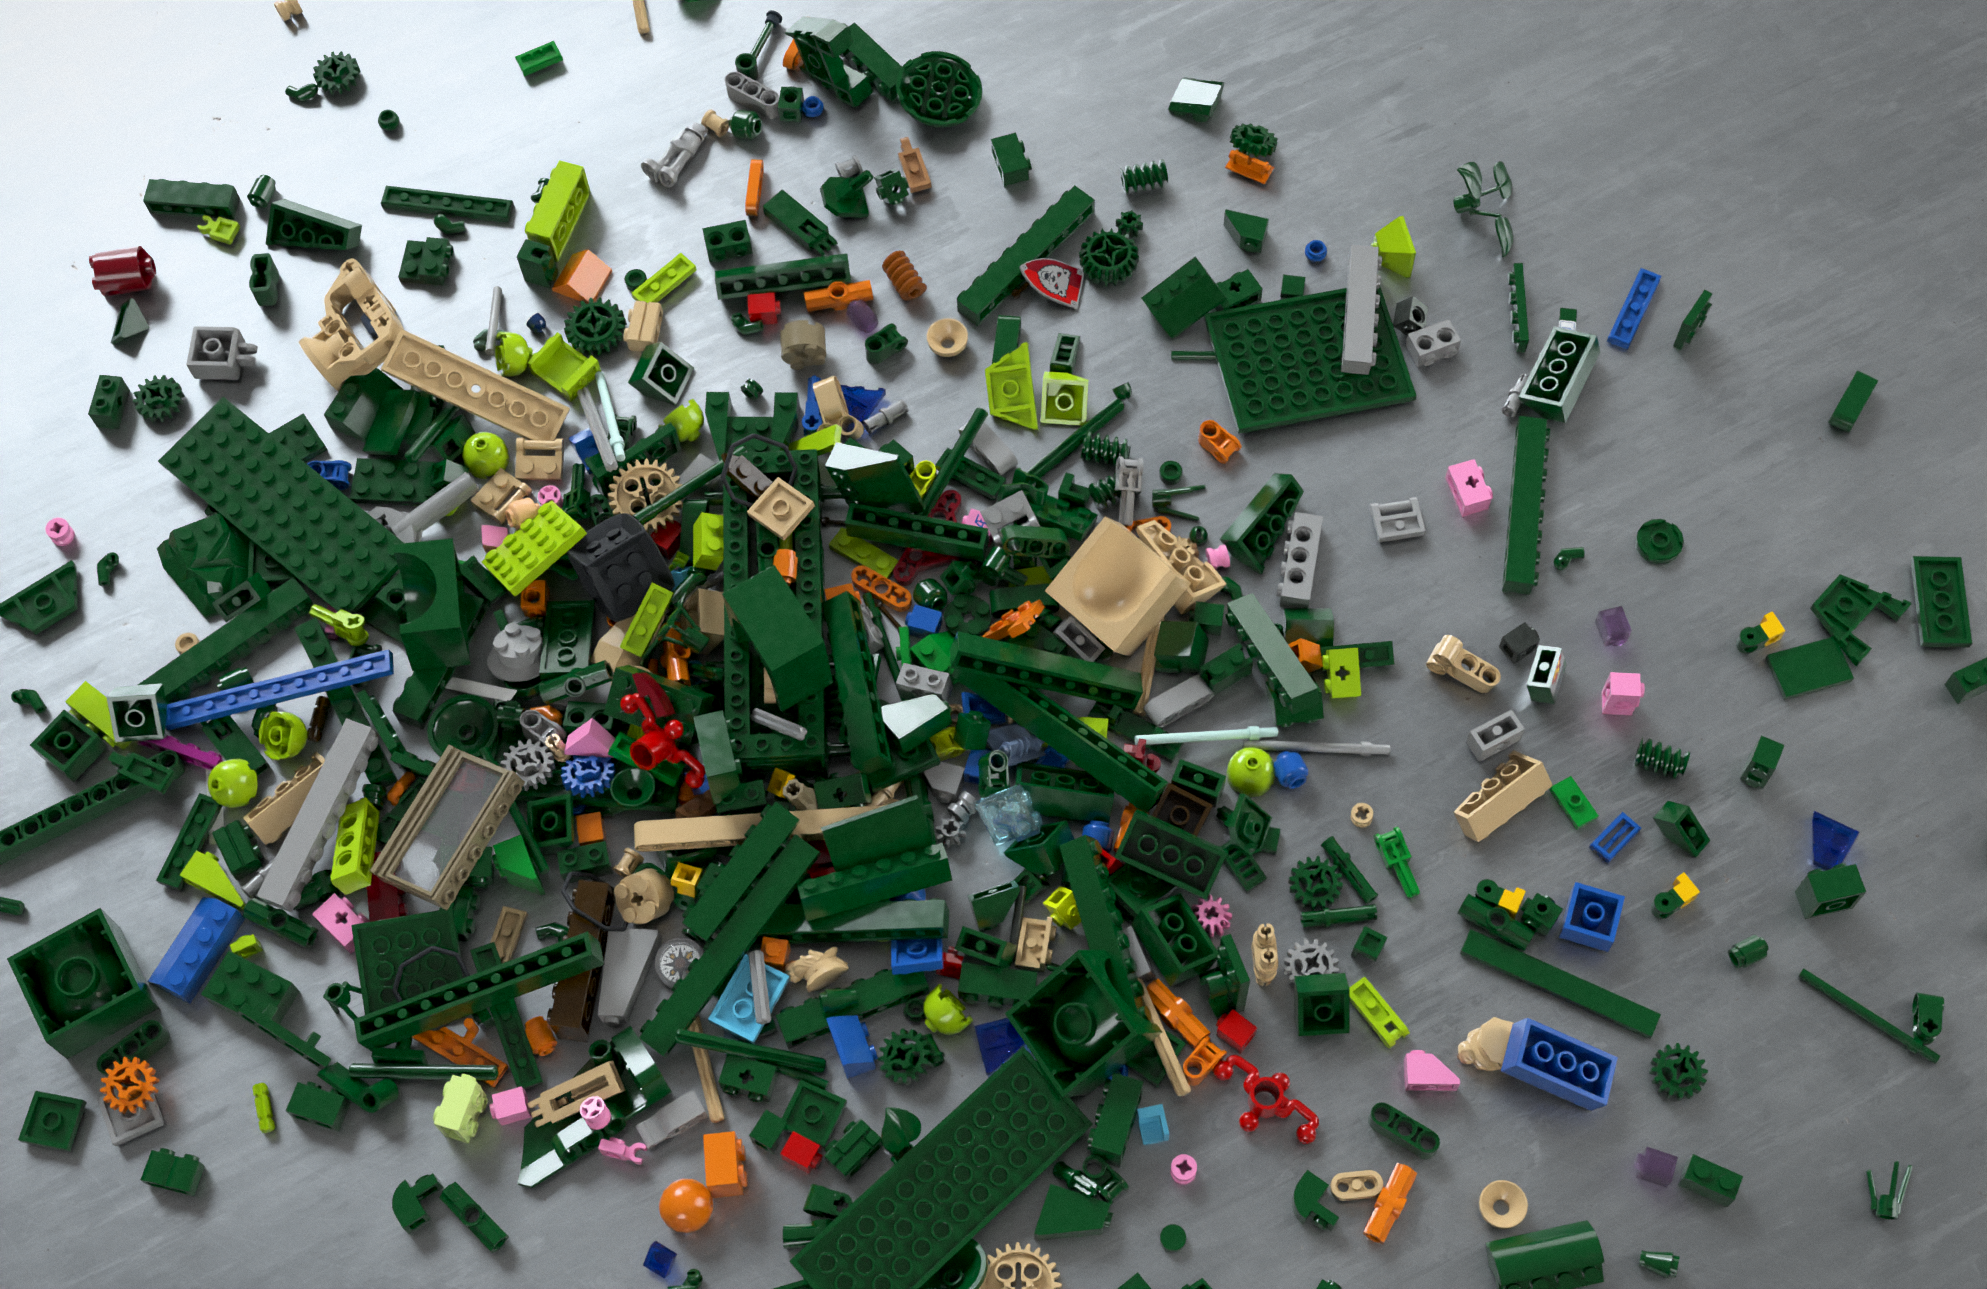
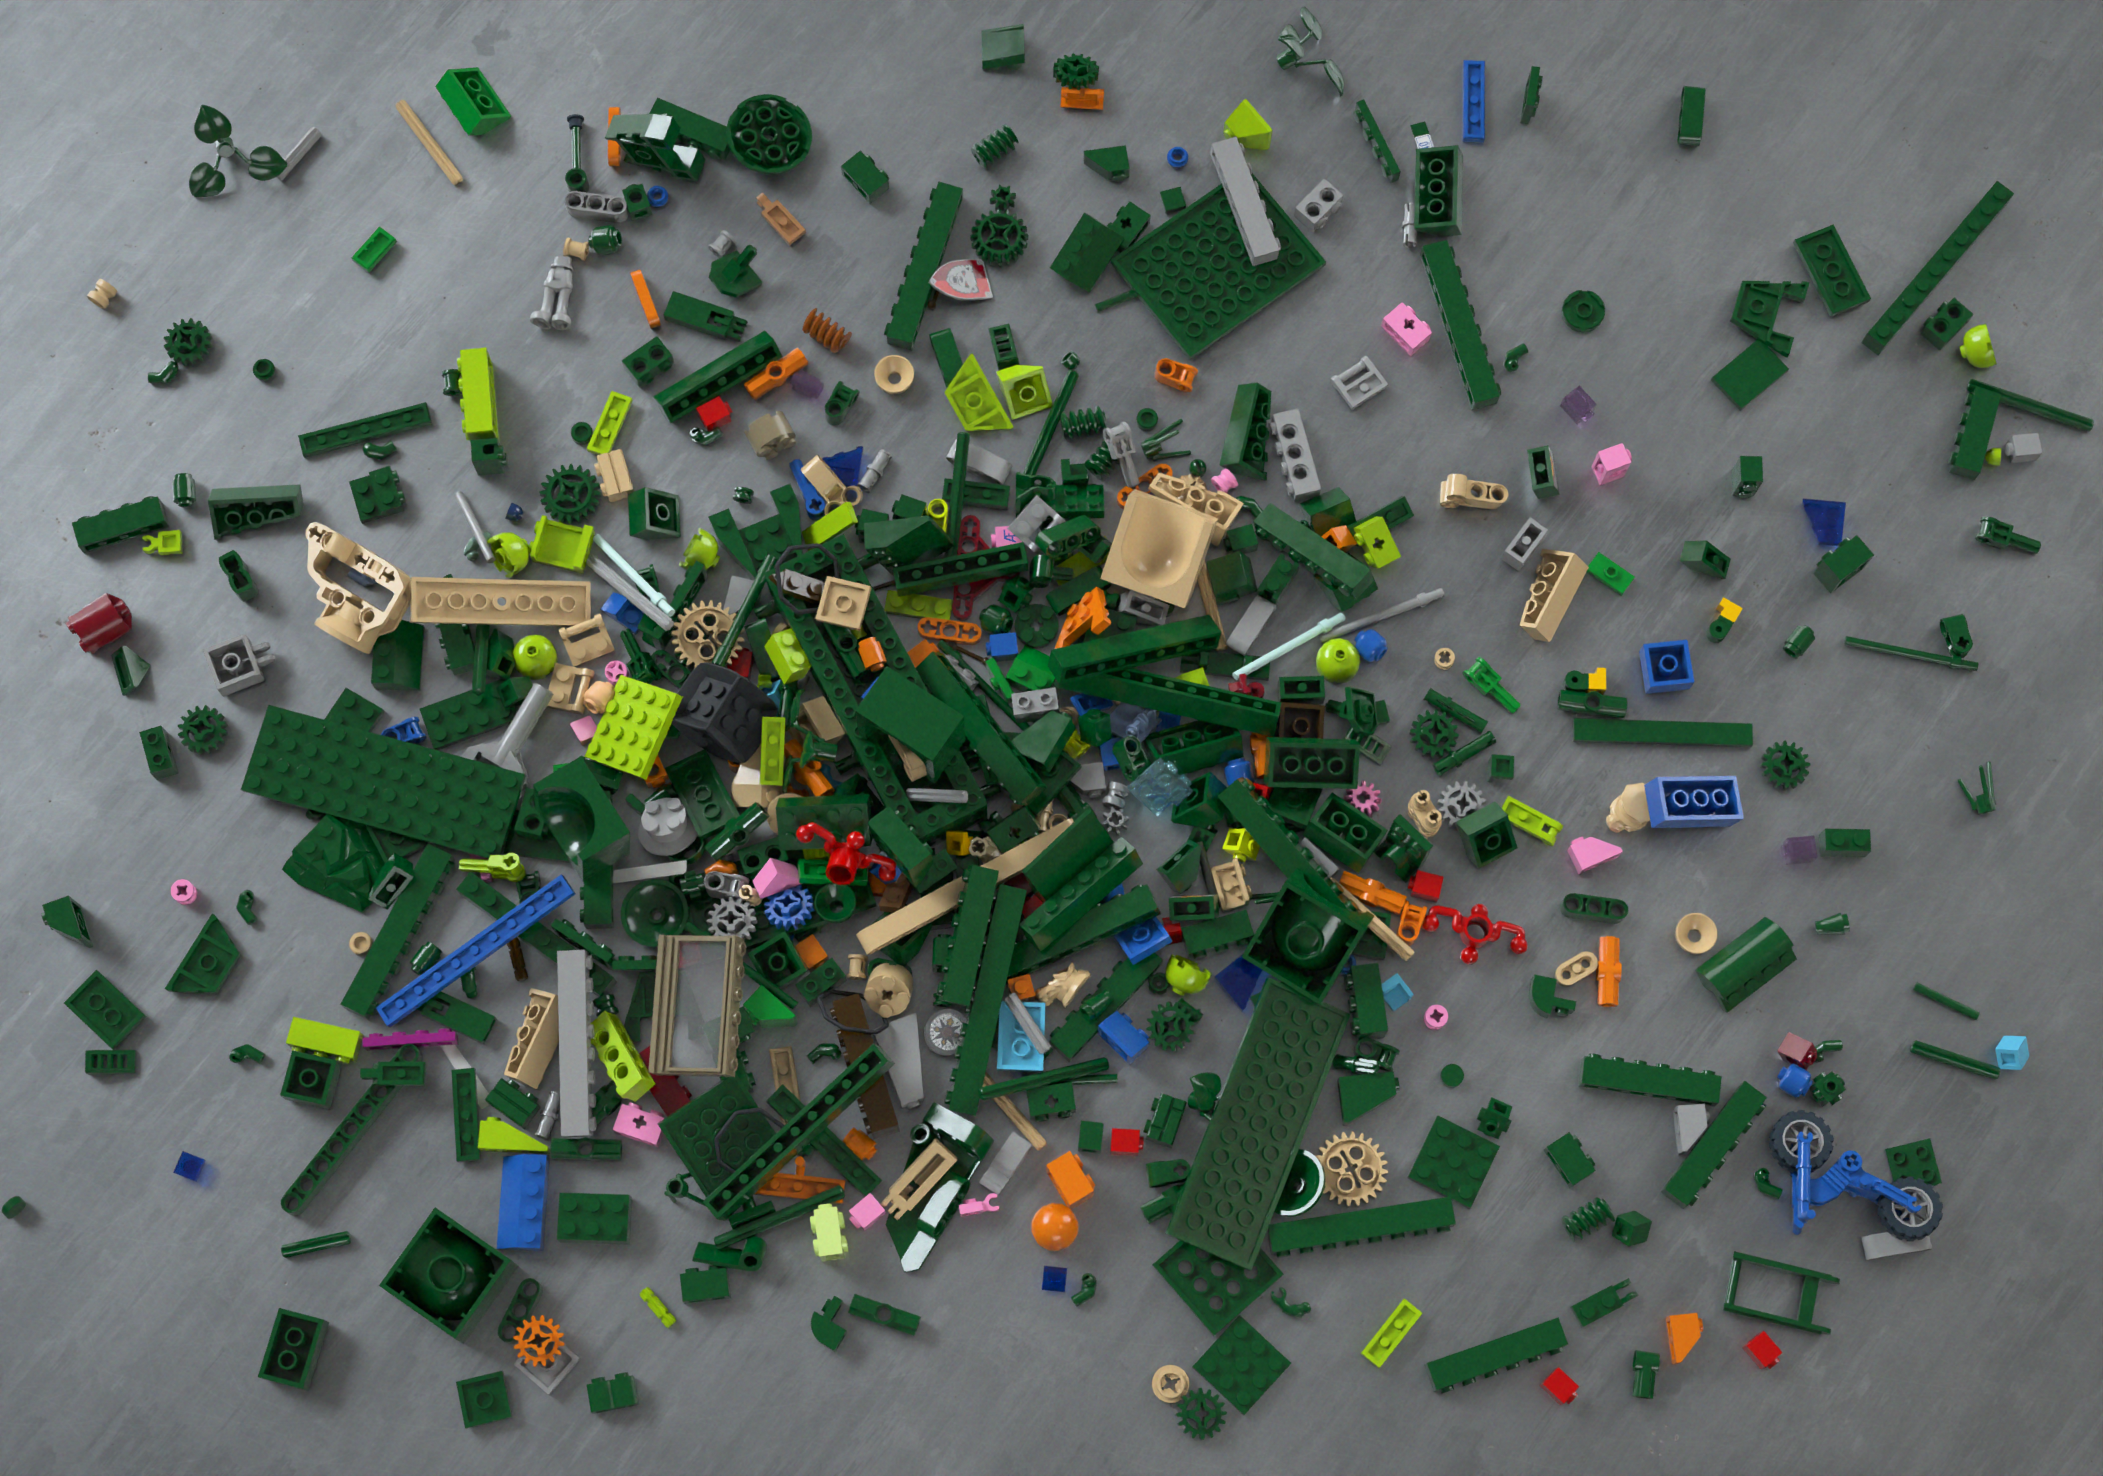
camera: 30 degrees left, 10 degrees up
(138, 712) = (361, 1024): slope -> none
(232, 783) = (478, 1048): lime cylinder -> none
(246, 946) = (567, 1181): lime plate -> none
(265, 1023) = (628, 1237): dark green hinge -> none
(282, 735) = (498, 988): lime cylinder -> none
(391, 422) = (435, 662): dark green tile -> none
(400, 787) = (623, 995): orange arm -> none
(582, 277) = (531, 450): slope -> none
(595, 1113) = (940, 1184): bright pink wheel -> none
(650, 688) = (818, 814): dark red slope -> none
(686, 879) = (921, 965): yellow leg -> none
(705, 672) = (845, 774): dark green axle -> none
(813, 1113) = (1118, 1105): dark green plate -> none
(891, 186) = (772, 248): dark green brick -> none
(1410, 315) = (1289, 188): pearl dark grey brick -> none
(1519, 642) = (1508, 452): pearl dark grey brick -> none
(1540, 913) = (1625, 681): dark green brick -> none
(1601, 851) = (1649, 606): blue tile -> none
(1661, 758) = (1665, 505): dark green piece -> none
(1760, 636) = (1699, 364): leg -> none

